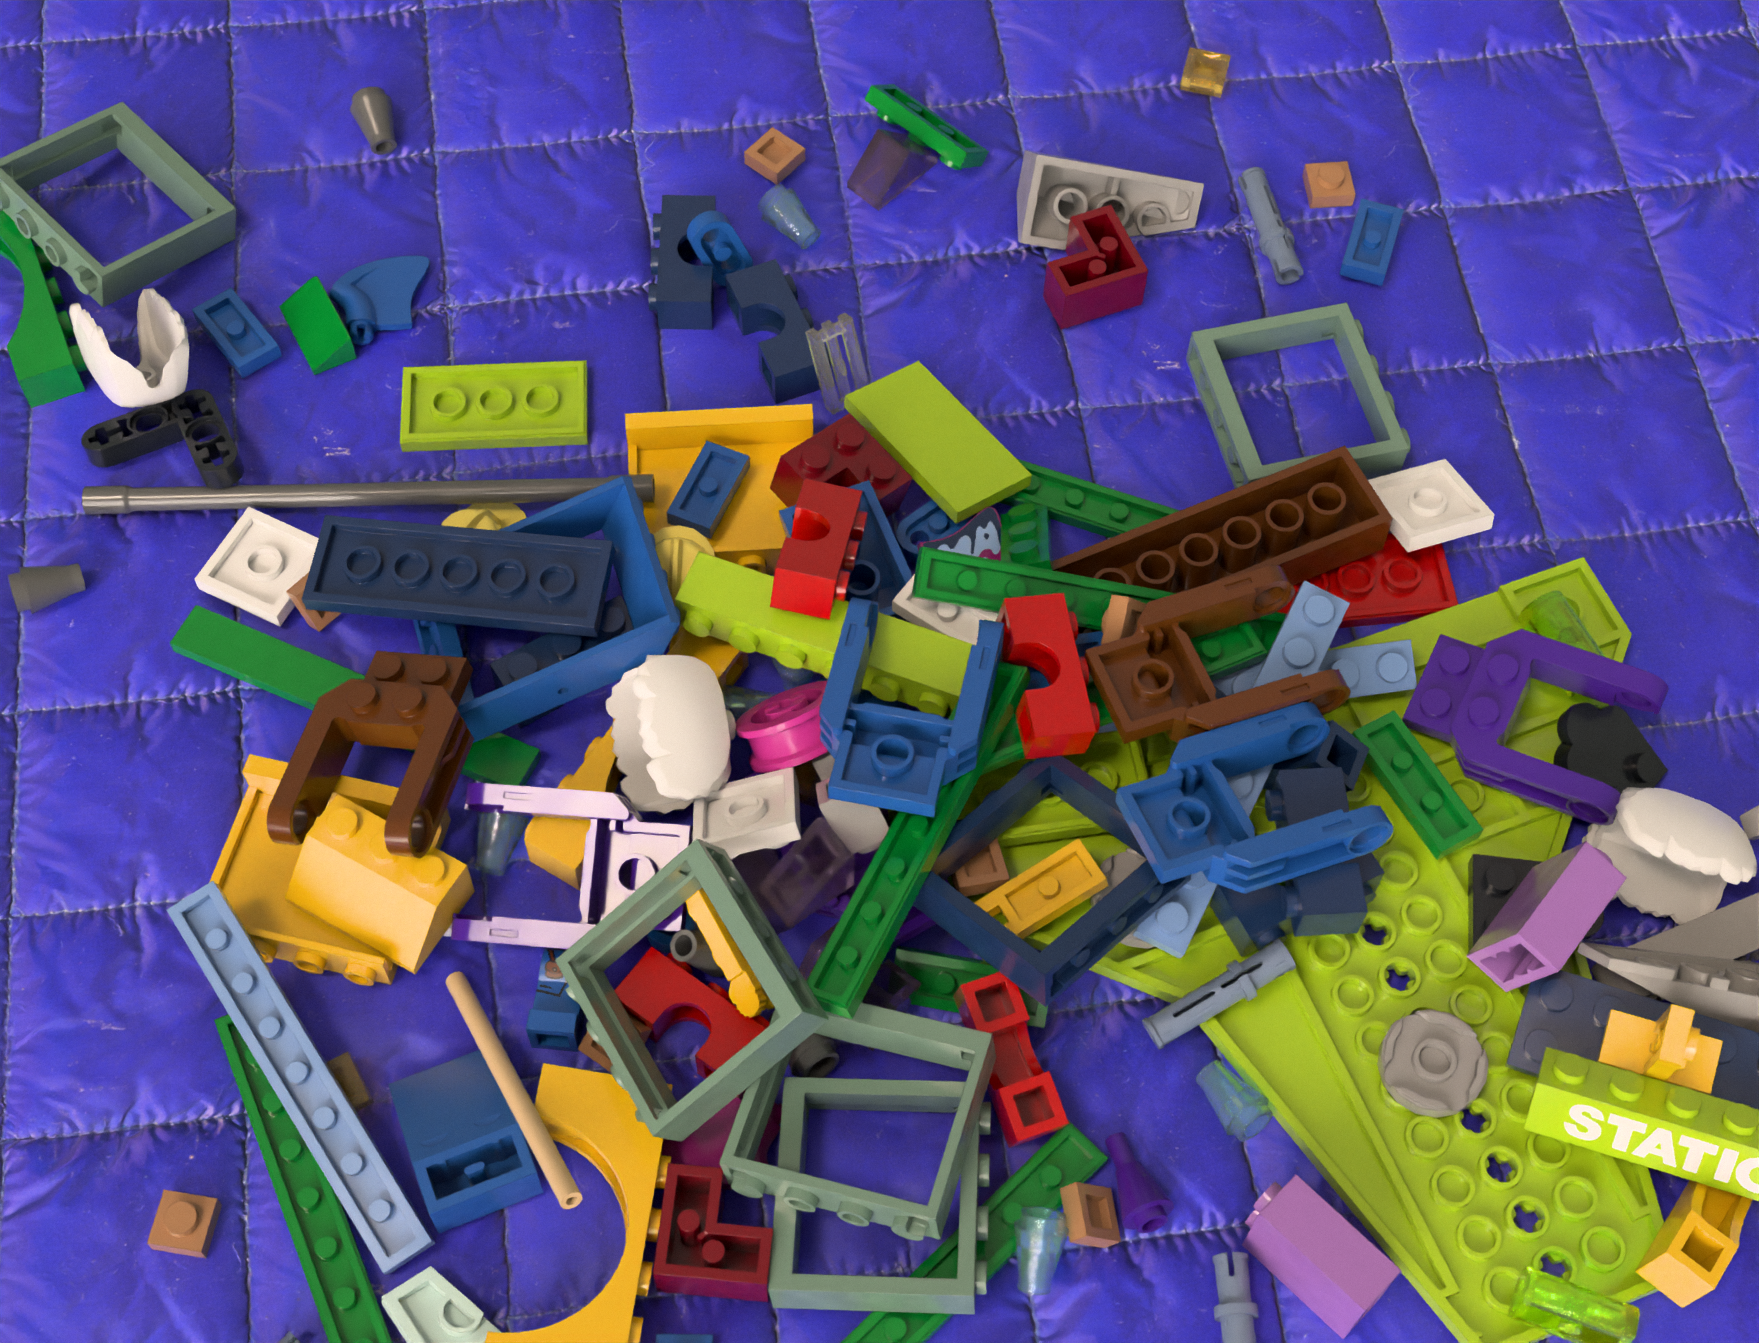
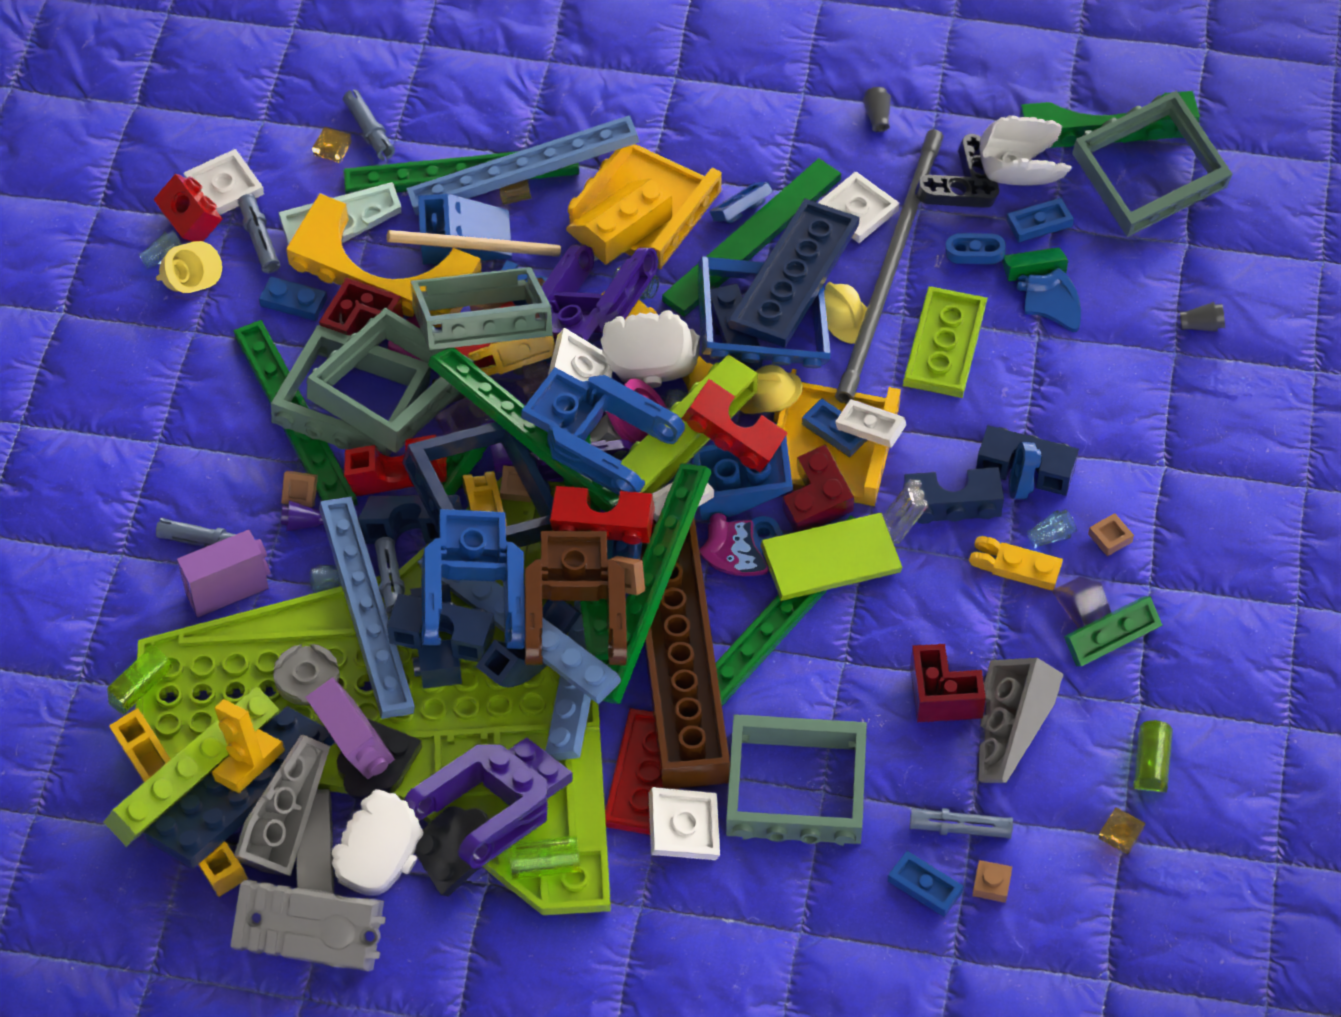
camera: 110 degrees right, 5 degrees down
(184, 1224) = (471, 121): medium nougat plate -> none
(276, 716) = (747, 198): none -> blue plate
(313, 401) = (975, 248): none -> blue plate
(399, 704) = (708, 231): reddish brown plate -> none
(710, 424) = (871, 423): none -> white plate
(853, 244) = (1016, 563): none -> yellow hinge
(1027, 536) = (724, 570): green plate -> none
(1039, 1245) = (292, 457): clear light blue cone -> none
(1088, 64) = (1153, 756): none -> clear neon green brick
(1099, 1048) = (396, 514): none -> dark blue arch
(1280, 1014) = (366, 608): none -> medium blue plate
(1417, 786) = (479, 726): green plate -> none

